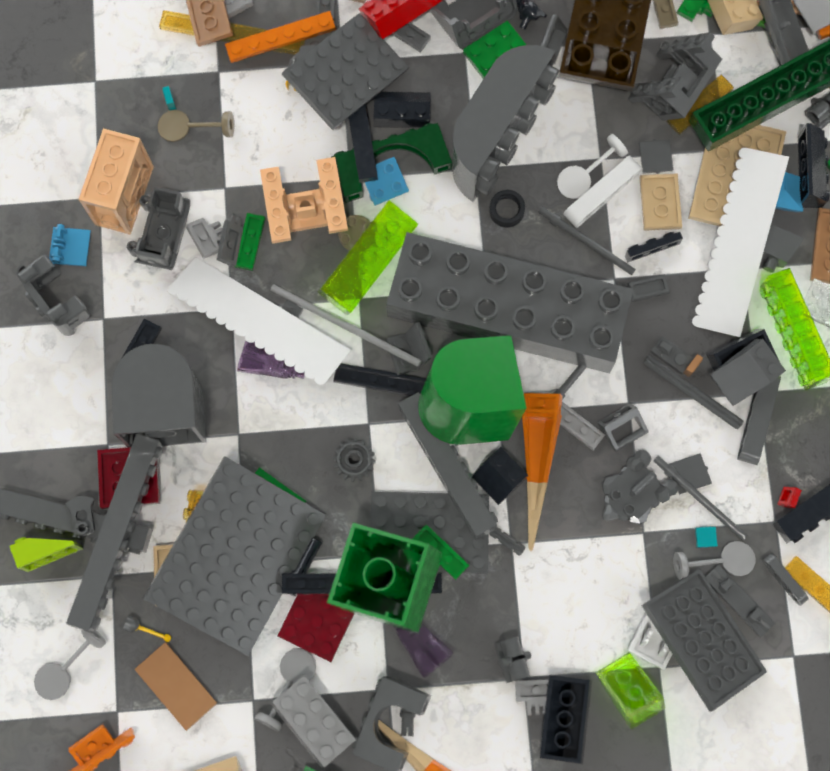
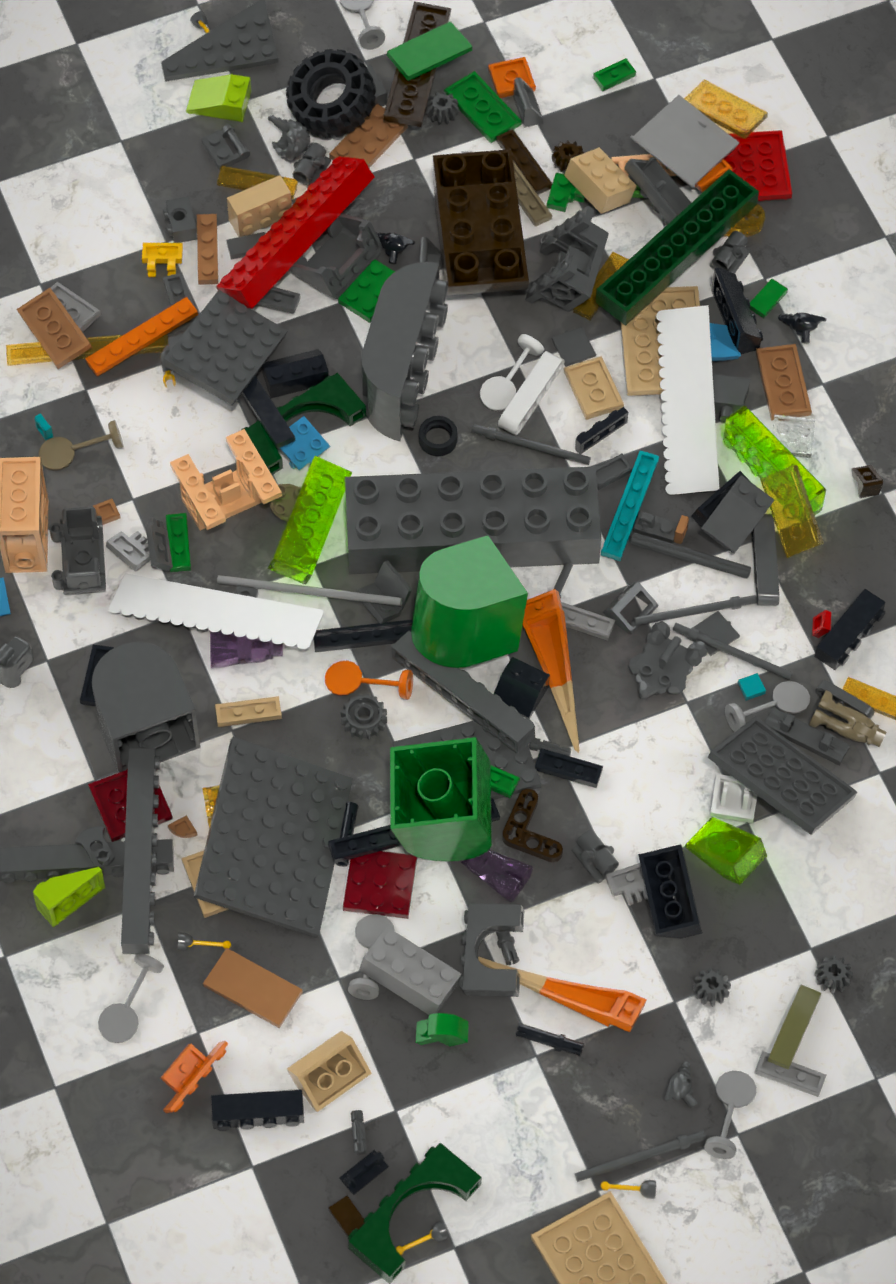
camera: 20 degrees left, 15 degrees down
(166, 514) = (182, 828): none -> medium nougat tile
(198, 194) = (107, 510): none -> medium nougat tile
(256, 423) = (248, 711): none -> tan plate
(351, 416) = (346, 678): none -> orange piece
(457, 617) = (523, 835): none -> dark brown beam
(517, 565) = (569, 768): none -> black plate
(655, 327) = (630, 505): none -> teal plate
(717, 450) = (734, 603): none -> dark grey bar
(788, 609) = (858, 728): none -> dark tan piece
(798, 383) = (792, 511): none -> clear yellow tile

